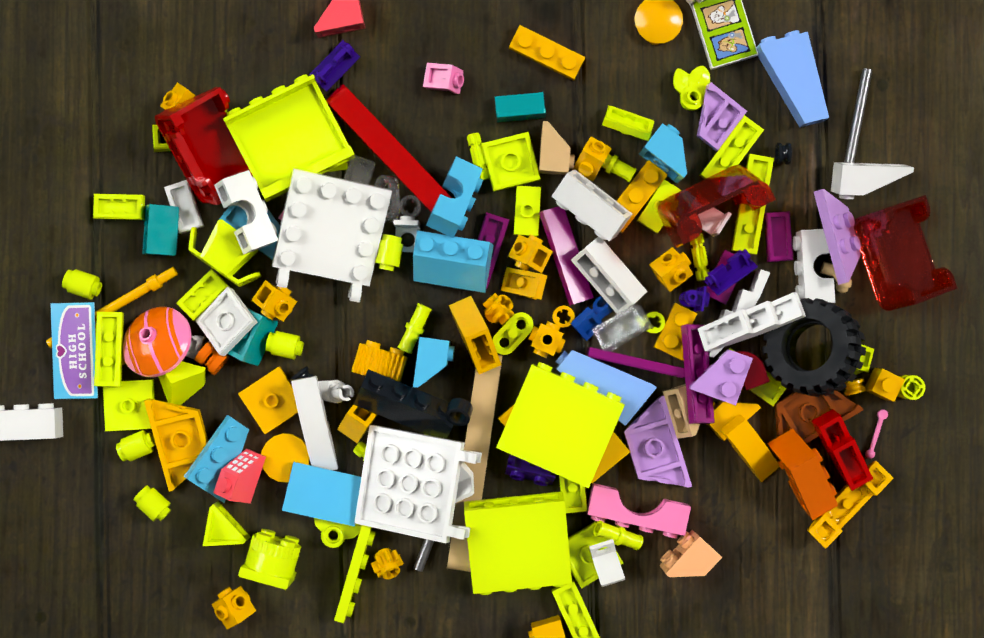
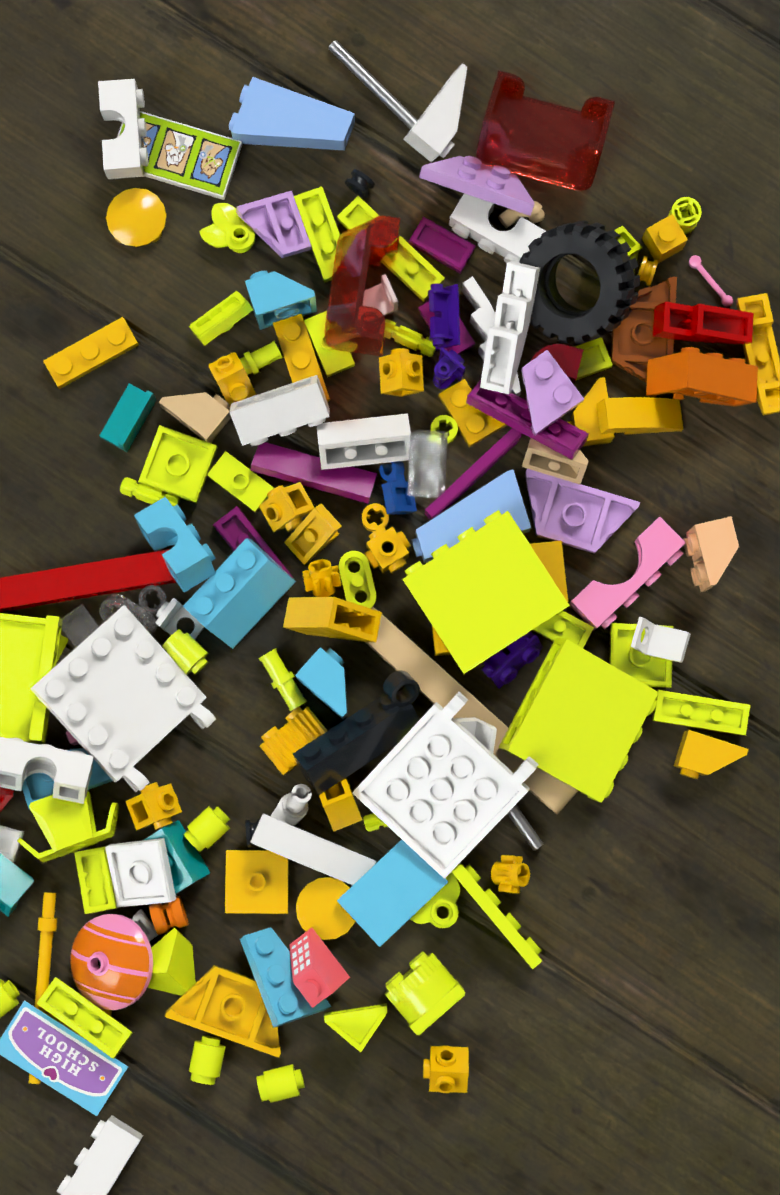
camera: 60 degrees left, 5 degrees down
(126, 407) = (158, 1041): neon yellow plate -> none
(443, 77) = (43, 475): bright pink bracket -> none
(618, 534) = (640, 608): neon yellow pin -> none

